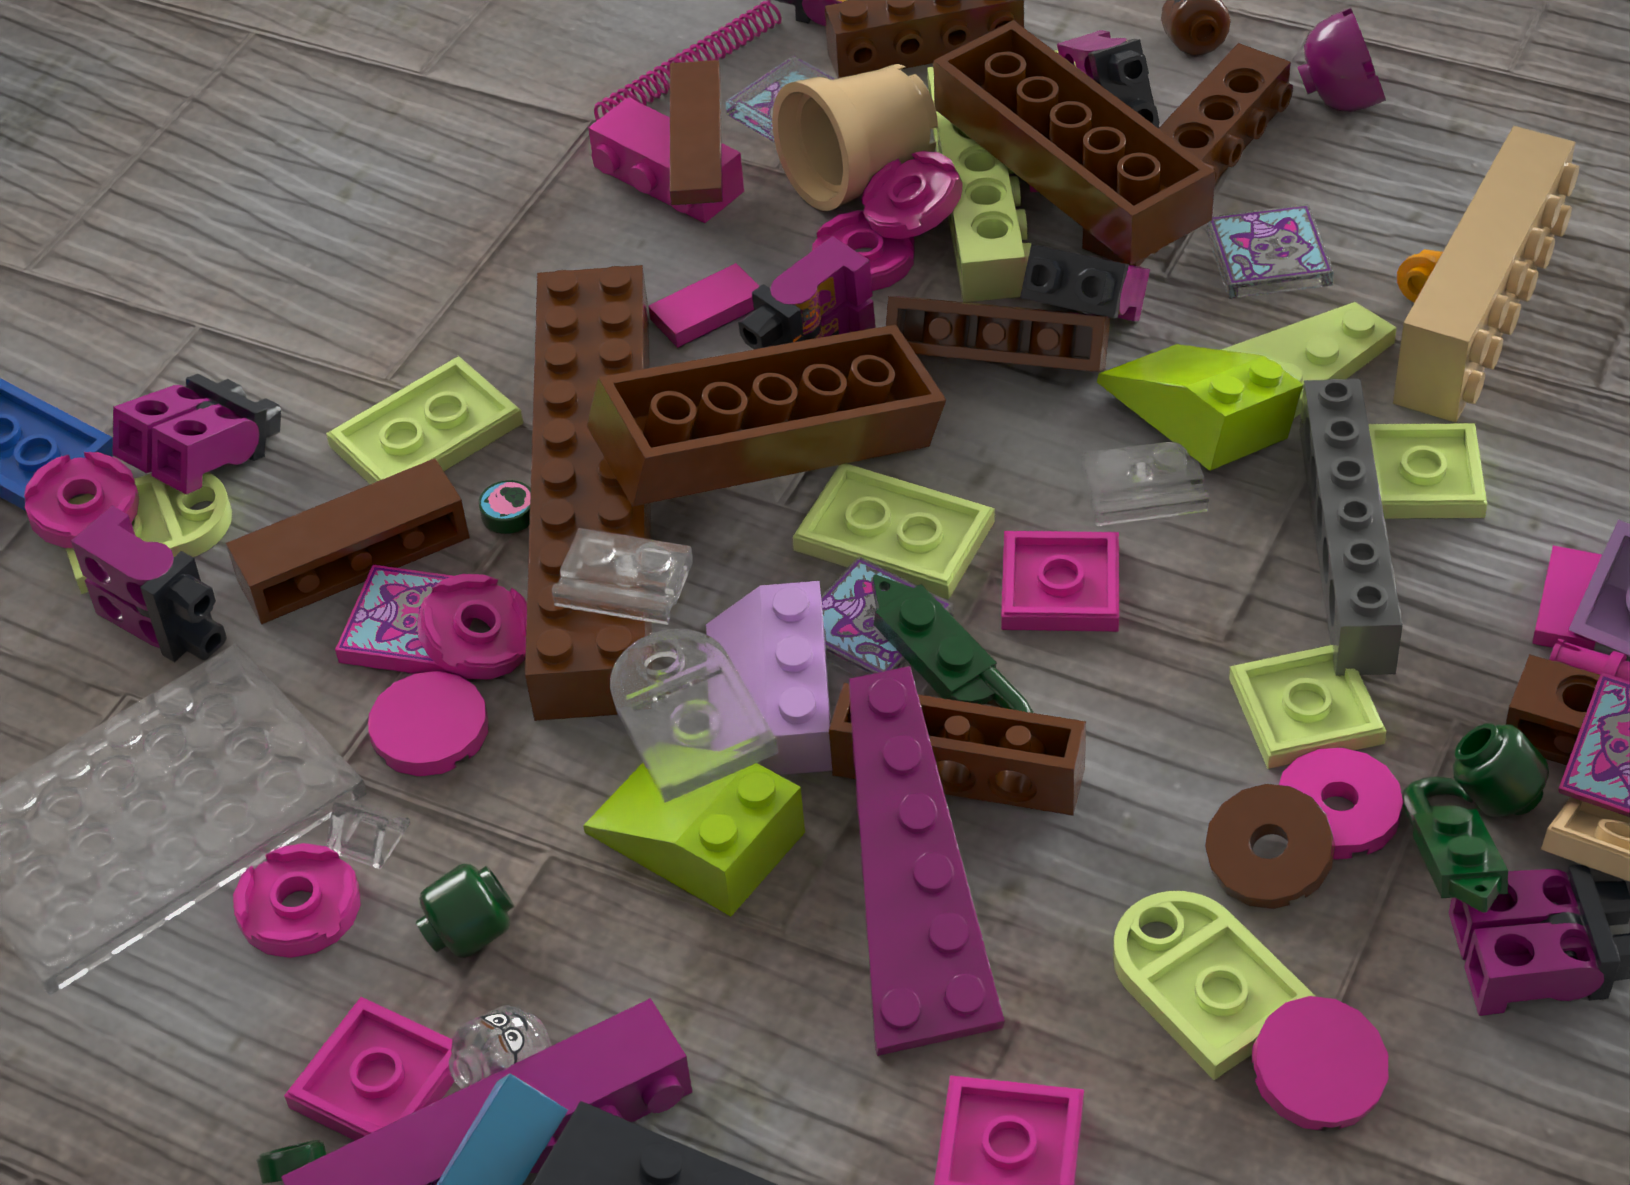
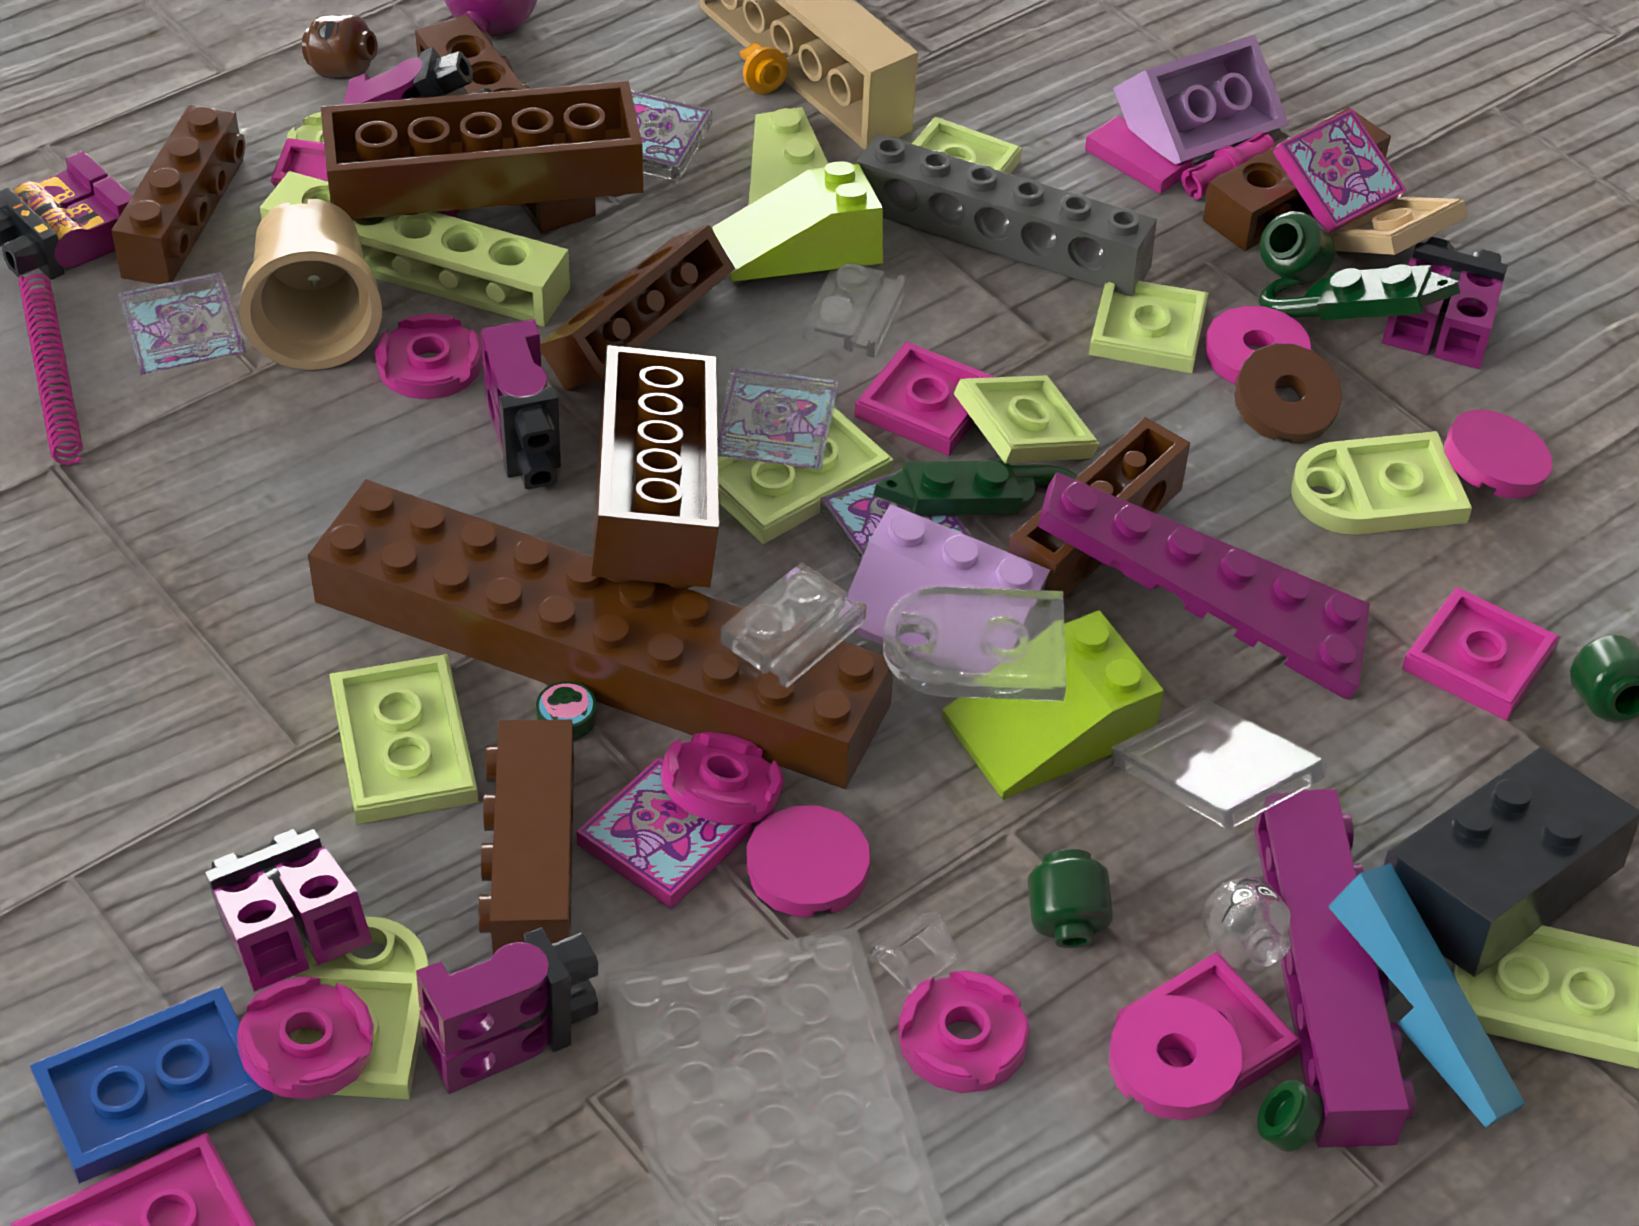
camera: 70 degrees left, 0 degrees up
(305, 1018) = (1182, 1025): none -> dark pink tile
(635, 148) = (189, 427): dark pink brick -> none
(676, 956) = (1218, 763): none -> clear tile
(695, 133) = (209, 376): reddish brown tile -> none
(704, 305) = (410, 464): dark pink tile -> none
(912, 195) = (422, 283): dark pink tile -> none
(931, 483) = (776, 418): none -> clear tile
(1068, 654) = (1026, 419): none -> yellowish green tile
(1084, 283) = (635, 228): black hips -> none

